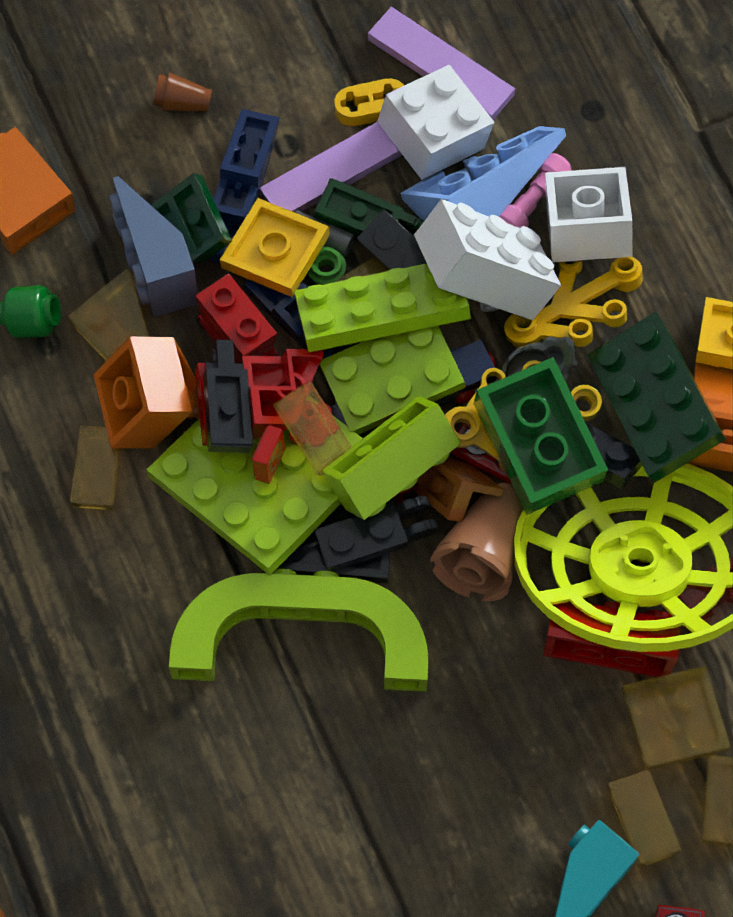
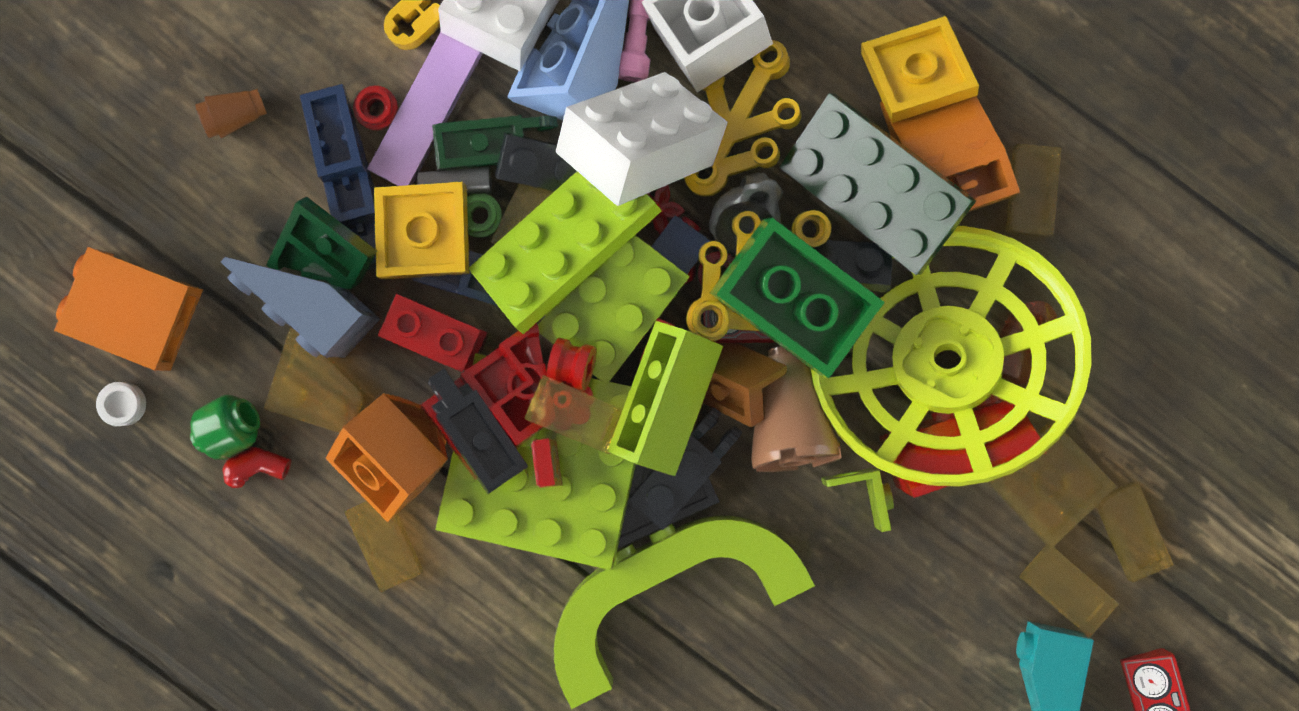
camera: 30 degrees left, 20 degrees up
(35, 351) = (252, 461): none -> red arm
(289, 140) = (364, 101): none -> red plate
(335, 392) = (572, 363): none -> red wheel
(470, 334) = (667, 208): none -> red plant
(518, 623) = (879, 494): none -> lime bracket

